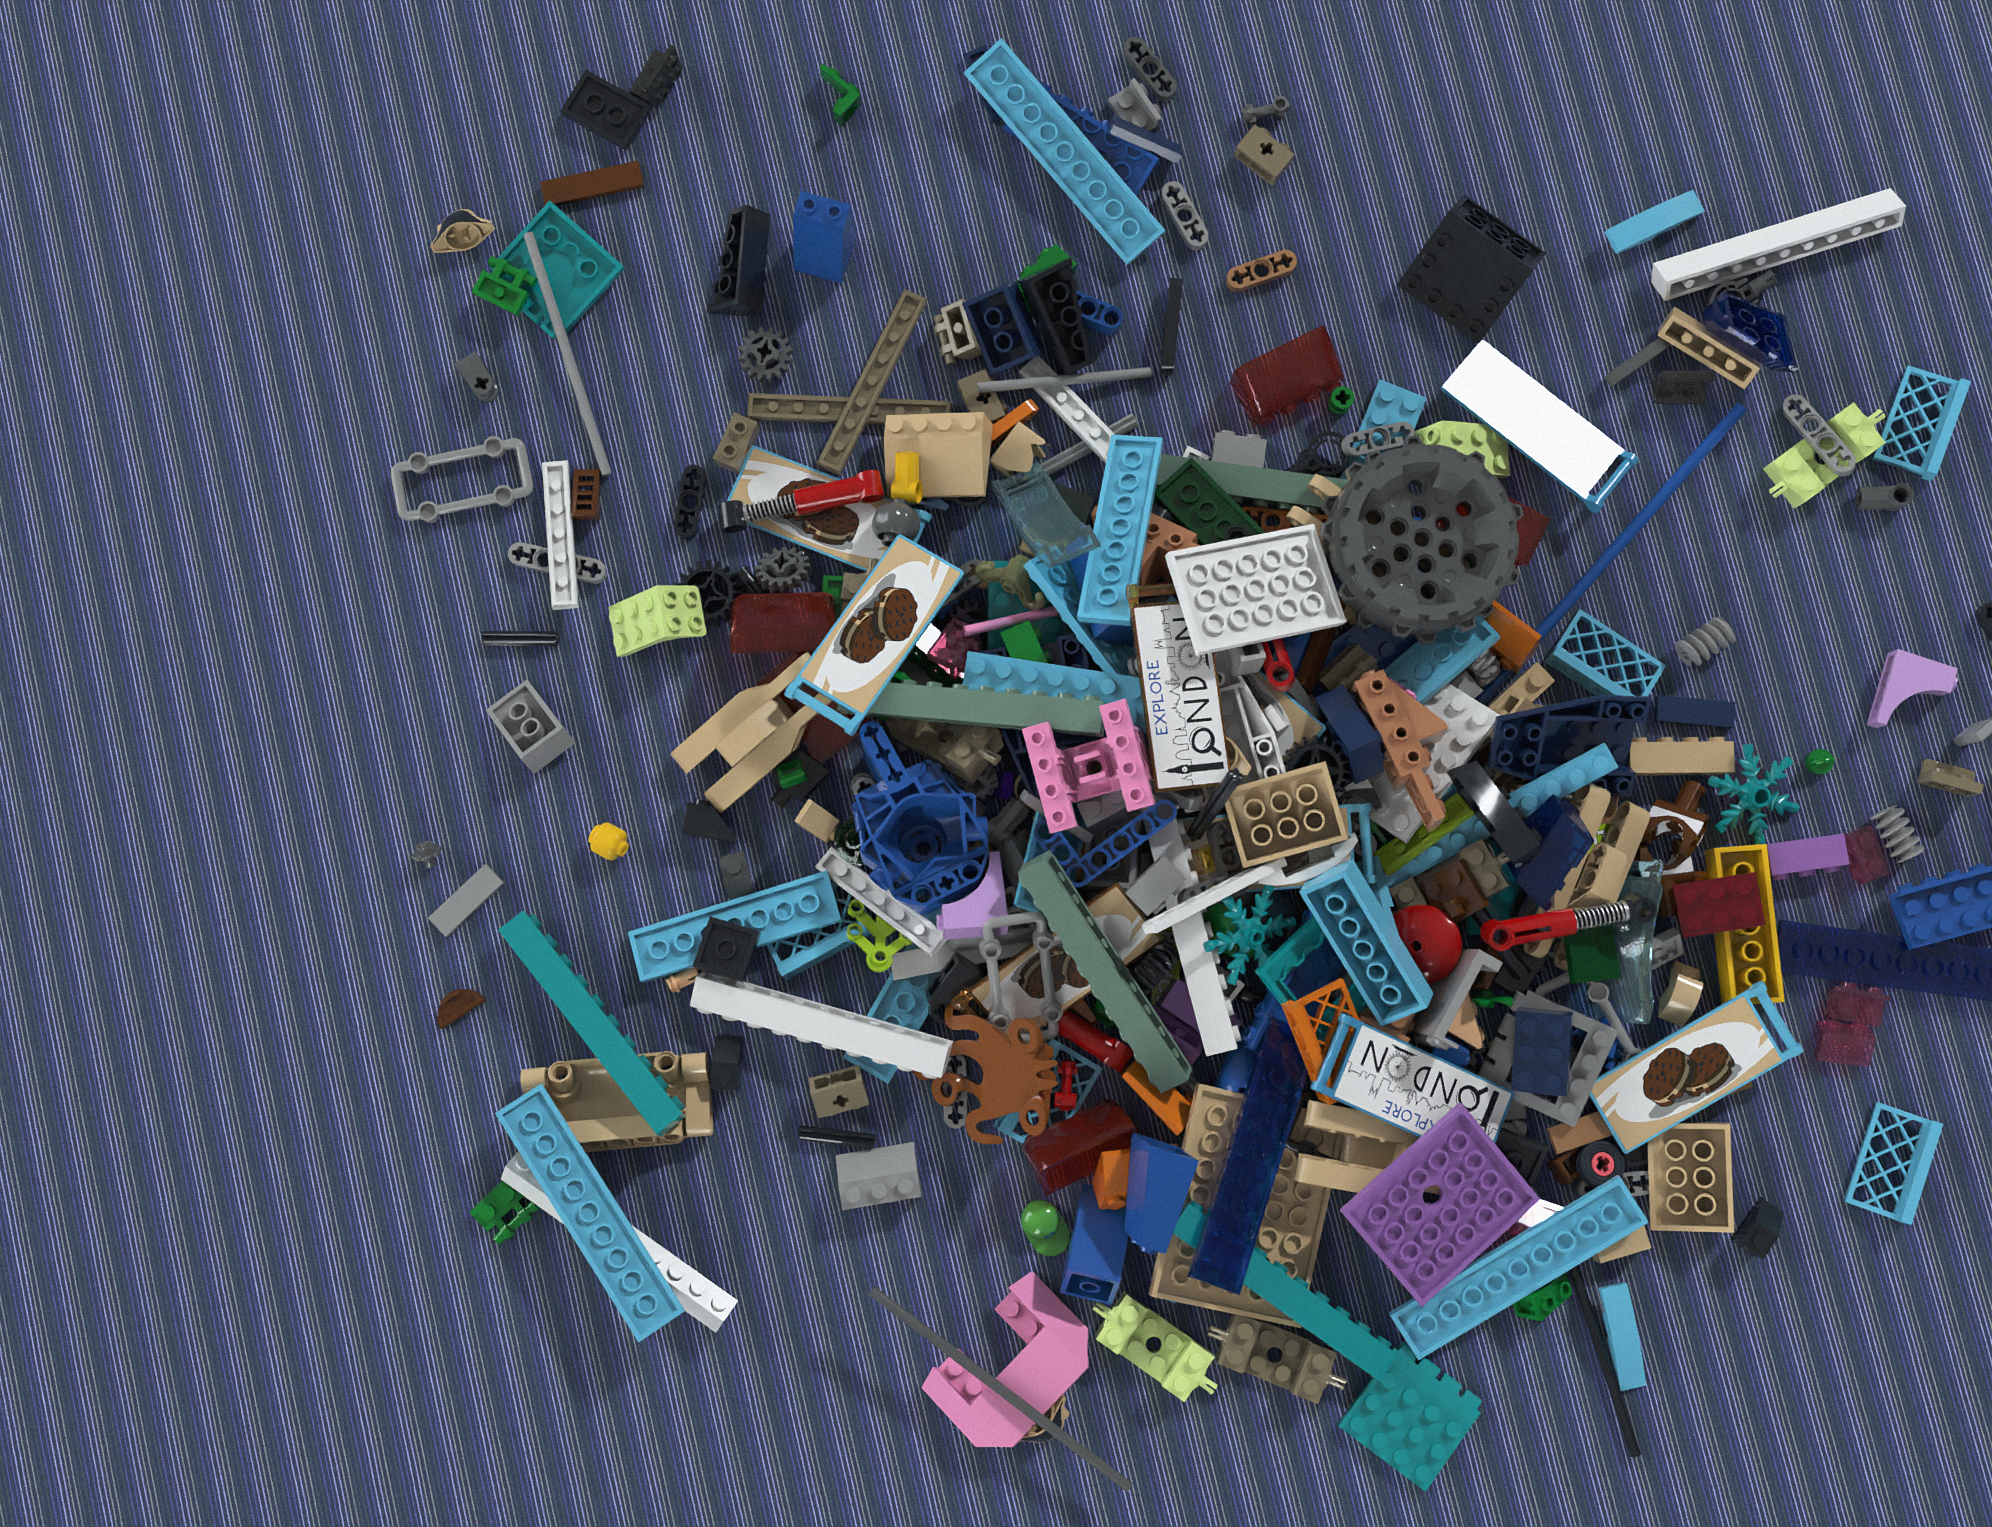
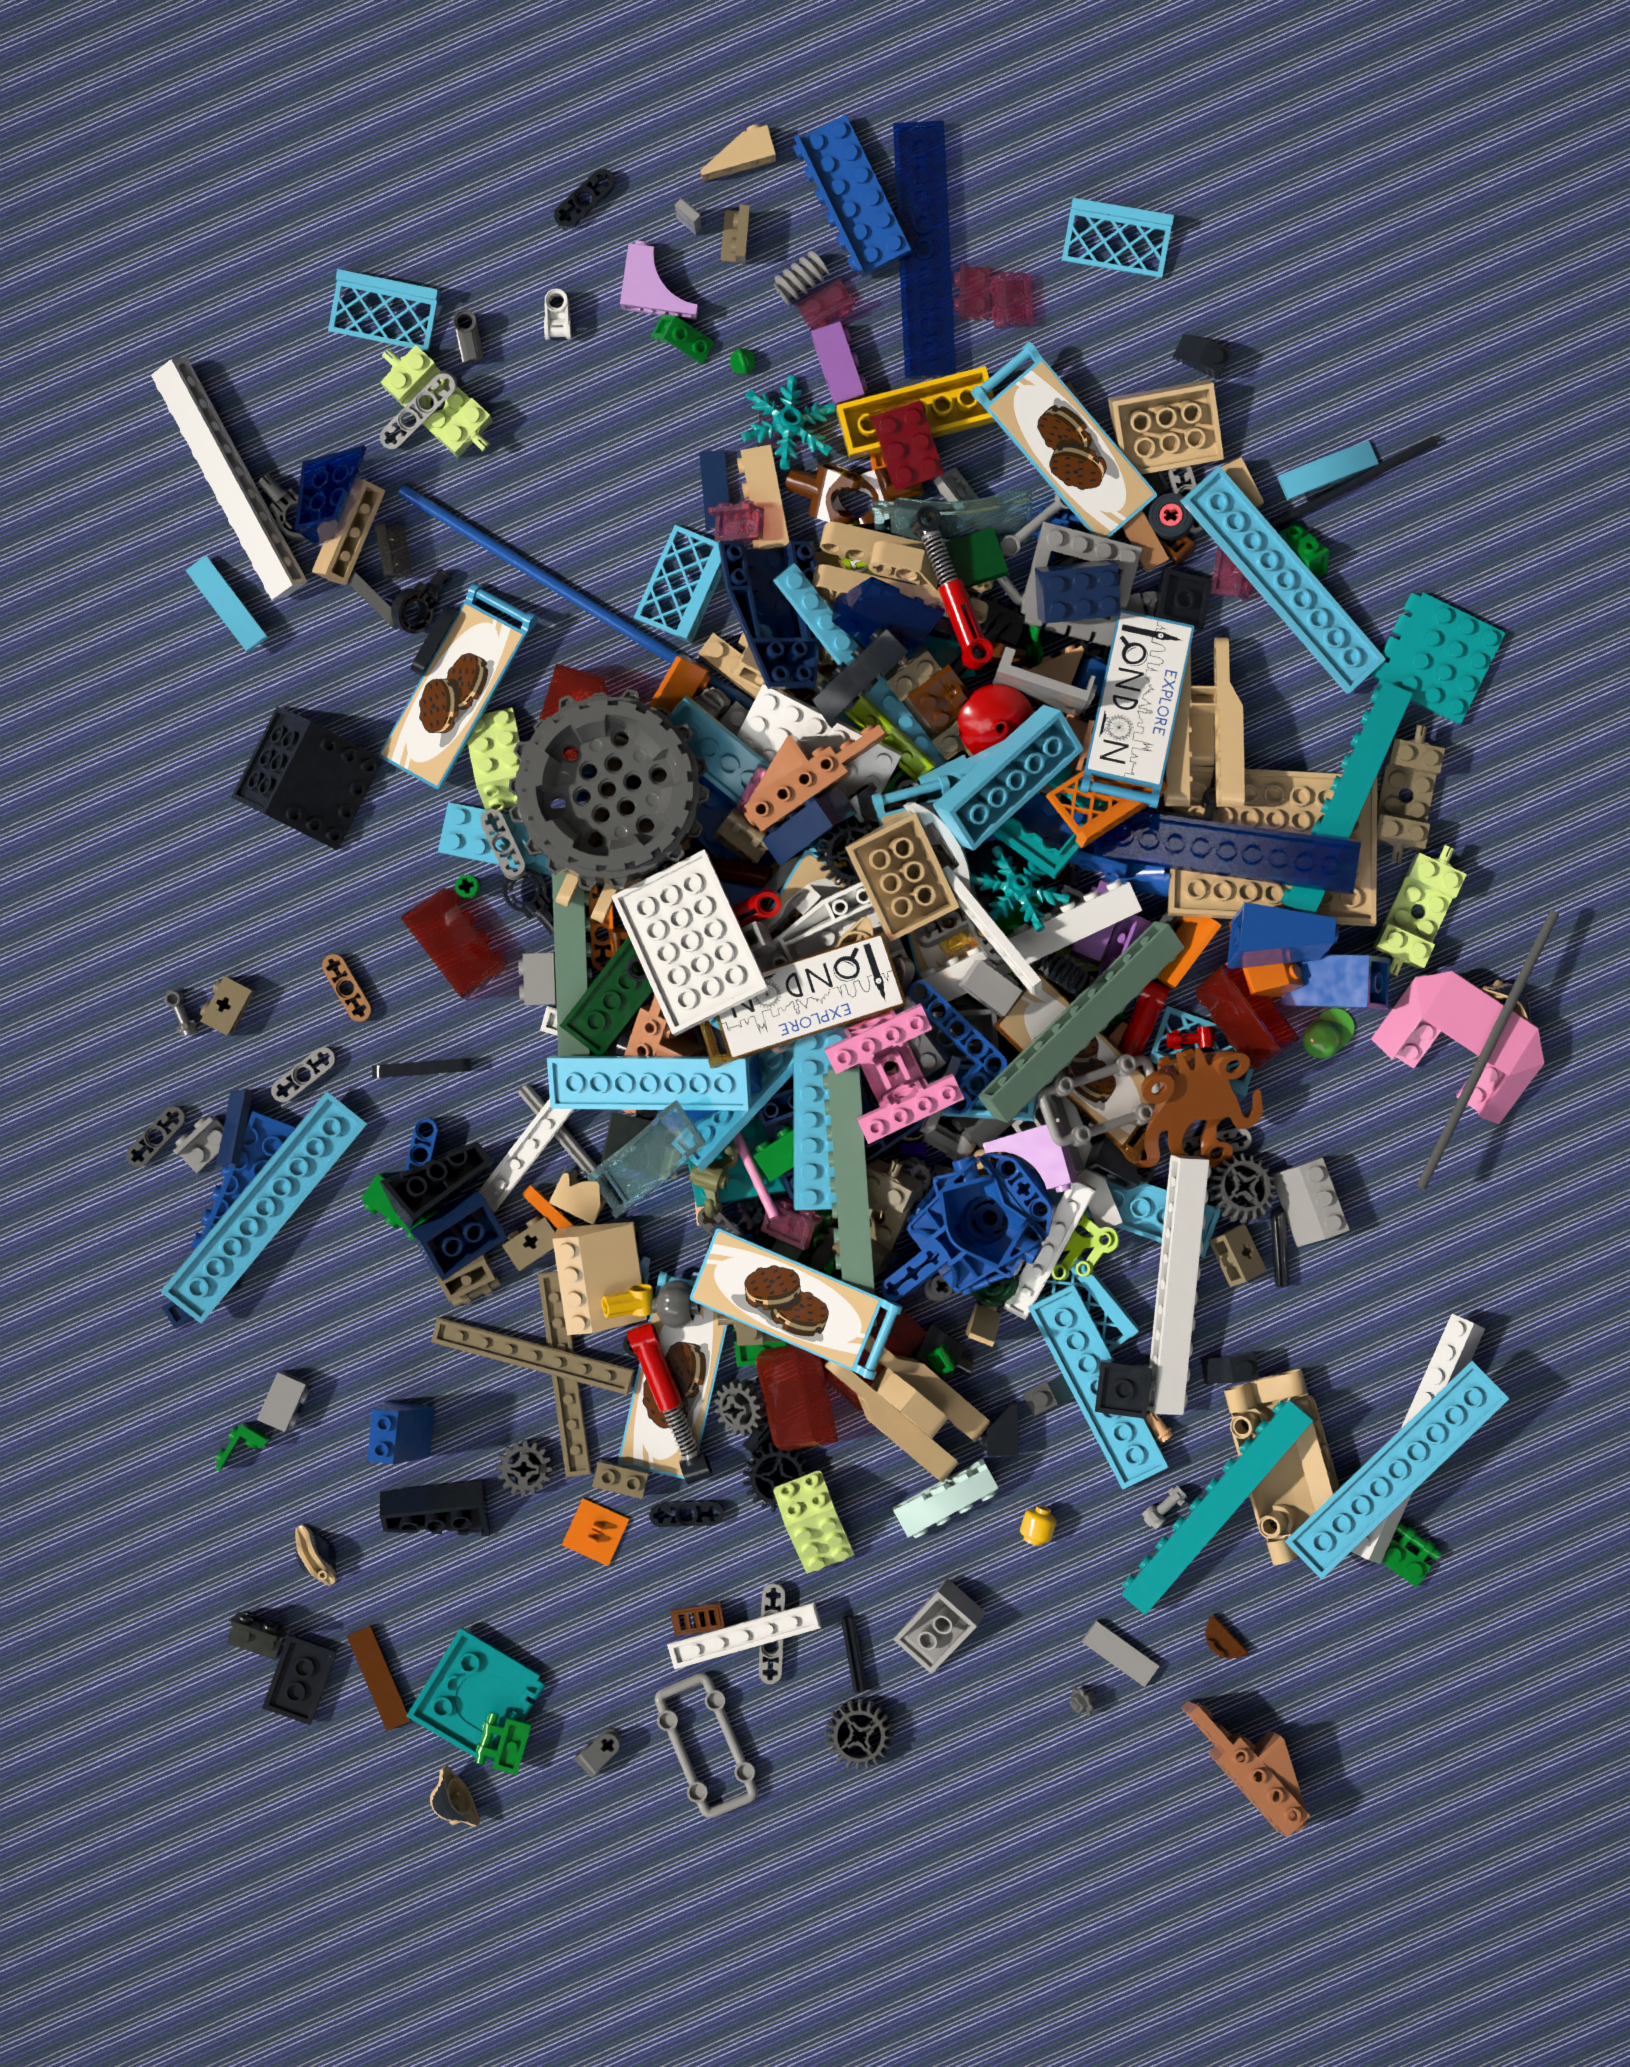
camera: 100 degrees left, 5 degrees up
(319, 1014) = (1258, 1770): none -> nougat wedge
(451, 624) = (871, 1753): none -> dark grey gear
(567, 353) = (560, 1666): light grey piece -> none
(595, 960) = (1154, 1515): none -> light grey bar
(653, 752) = (945, 1498): none -> light aqua wedge
(690, 412) = (595, 1531): none -> orange piece
(721, 146) = (315, 1555): none -> tan hat
(874, 141) = (283, 1401): none -> light grey brick
(896, 1111) = (1235, 1180): none -> dark grey gear
(1059, 380) = (497, 1164): light grey piece -> none
(1214, 804) = (904, 945): black axle -> none
(1476, 1205) = (1274, 664): medium lavender plate -> none
(1588, 411) = (433, 640): none -> black beam
(1631, 411) = (426, 599): none -> black pin
(1664, 726) = (738, 522): none -> clear pink bracket
(1681, 995) = (995, 463): tan brick -> none
(1703, 640) = (645, 491): light grey piece -> none
(1852, 707) = (683, 337): none -> green bracket
(1888, 587) = (557, 320): none -> white piece

